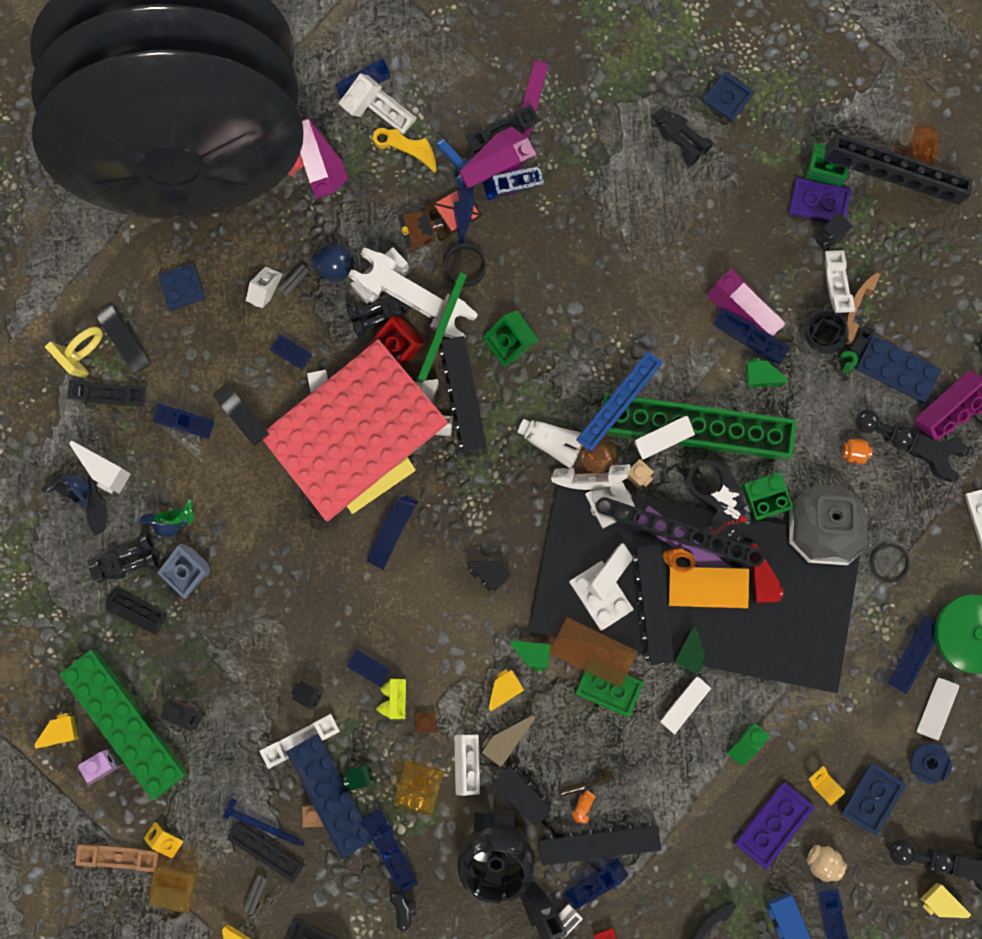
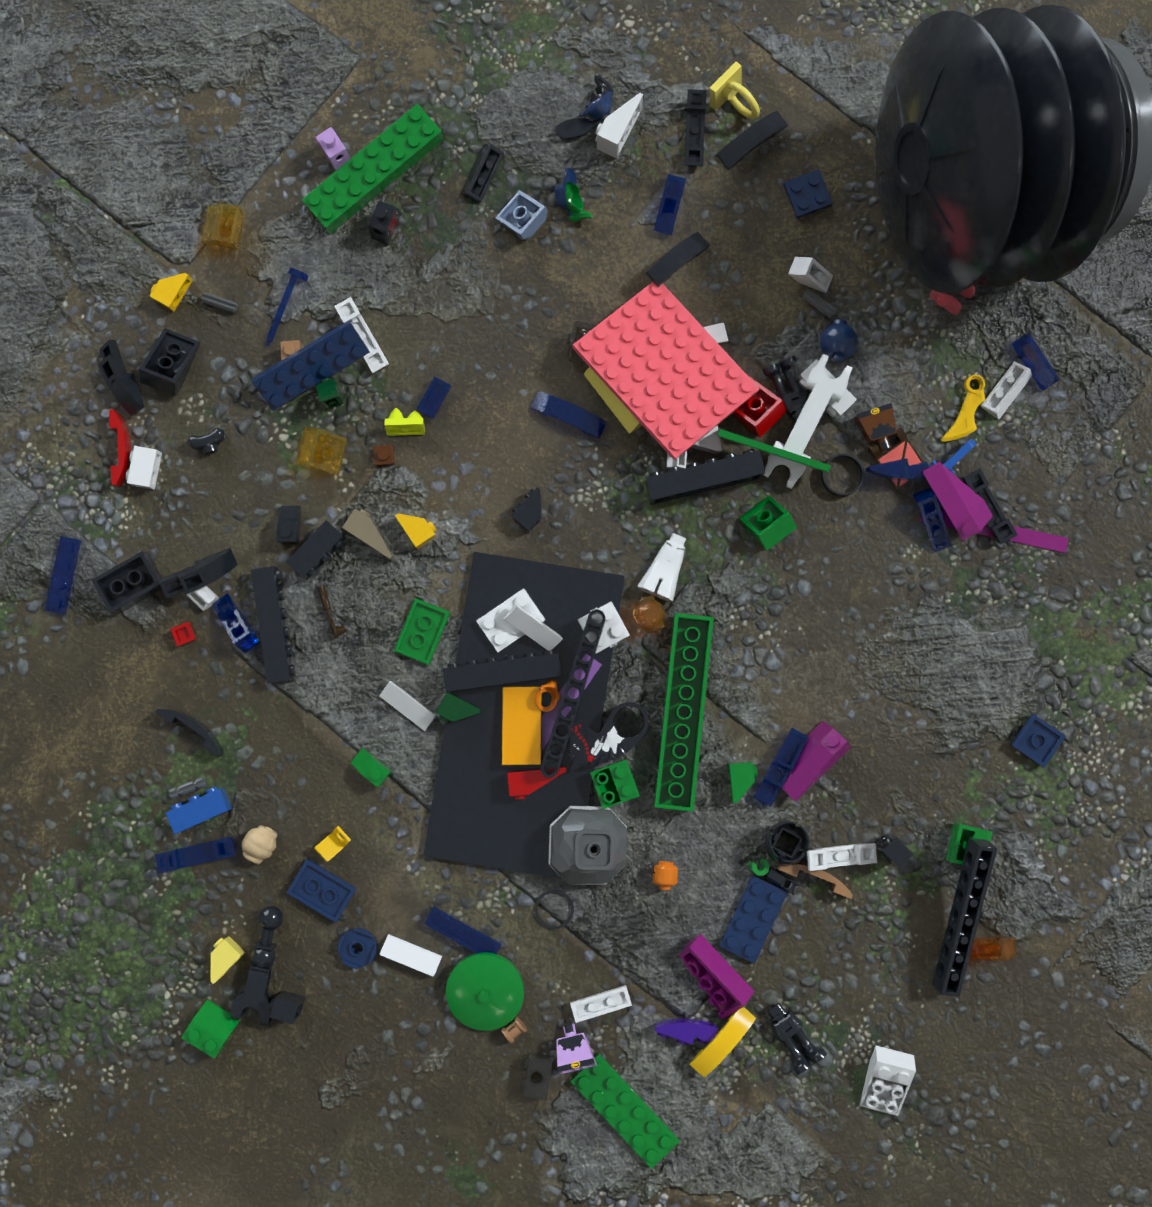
camera: 90 degrees right, 5 degrees up
(59, 731) = (365, 109): yellow slope -> none
(112, 564) = (526, 147): black piece -> none
(117, 857) = (250, 171): medium nougat slope -> none
(163, 841) = (265, 213): yellow bracket -> none
(265, 851) = (259, 310): black tile -> none
(291, 352) = (744, 305): clear blue plate -> none
(306, 695) = (405, 339): black slope -> none
(321, 163) = (940, 322): magenta wedge -> none
(360, 95) = (1018, 358): white brick -> none
(390, 851) = (262, 427): clear blue slope -> none
(467, 765) = (345, 496): white slope -> none
(491, 847) = (264, 524): black wheel -> none
(533, 654) = (451, 555): green slope -> none
(567, 478) = (624, 605): white slope -> none
(583, 807) = (309, 609): orange arm -> none
(593, 652) = (455, 614): clear orange slope -> none
(619, 401) = (705, 631): blue tile -> none
(640, 474) = (633, 656): tan brick -> none
(664, 437) = (669, 677): white slope -> none
(672, 126) = (1003, 682): black piece -> none
(774, 825) = (295, 794): dark purple tile -> none
(818, 200) = (929, 837): dark purple tile -> none
(917, 445) = (679, 924): black piece -> none

